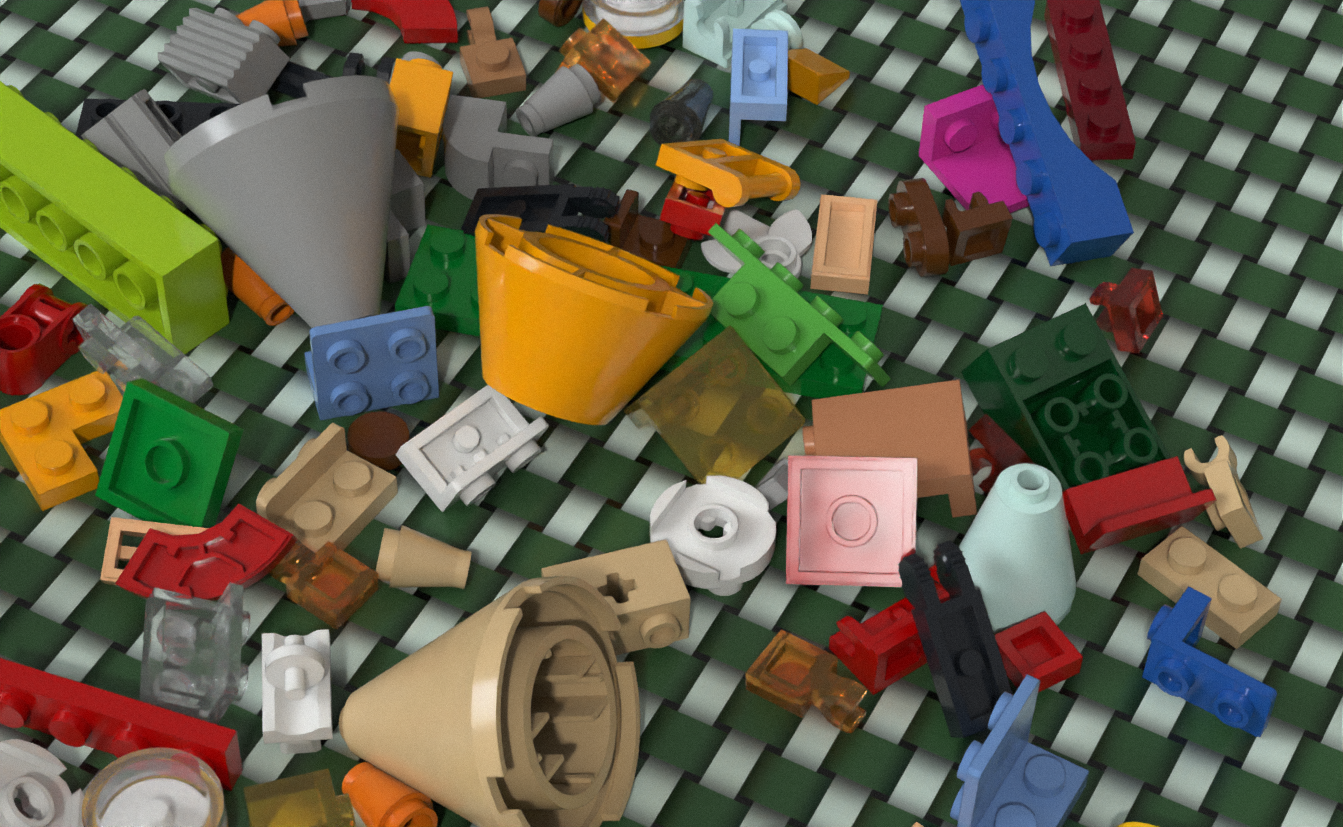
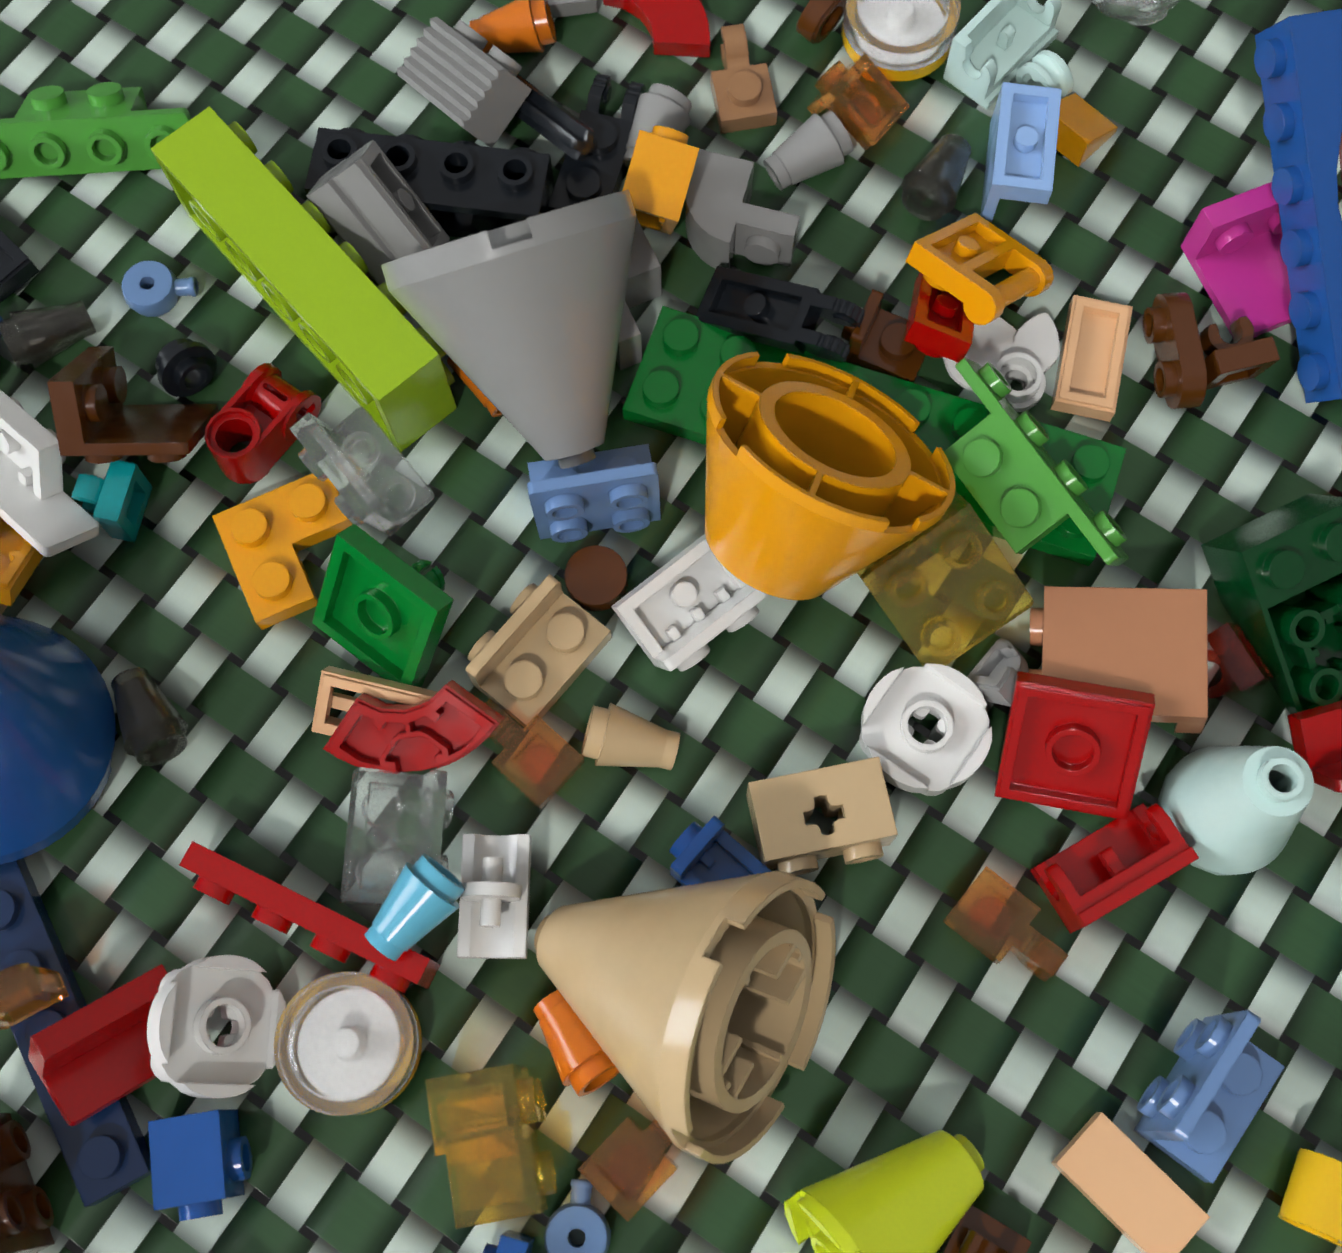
camera: 10 degrees right, 25 degrees up
(221, 674) = (414, 906): none -> medium azure cone
(955, 639) = (1170, 918): black hinge -> none
(1038, 650) = (1244, 915): red plate -> none

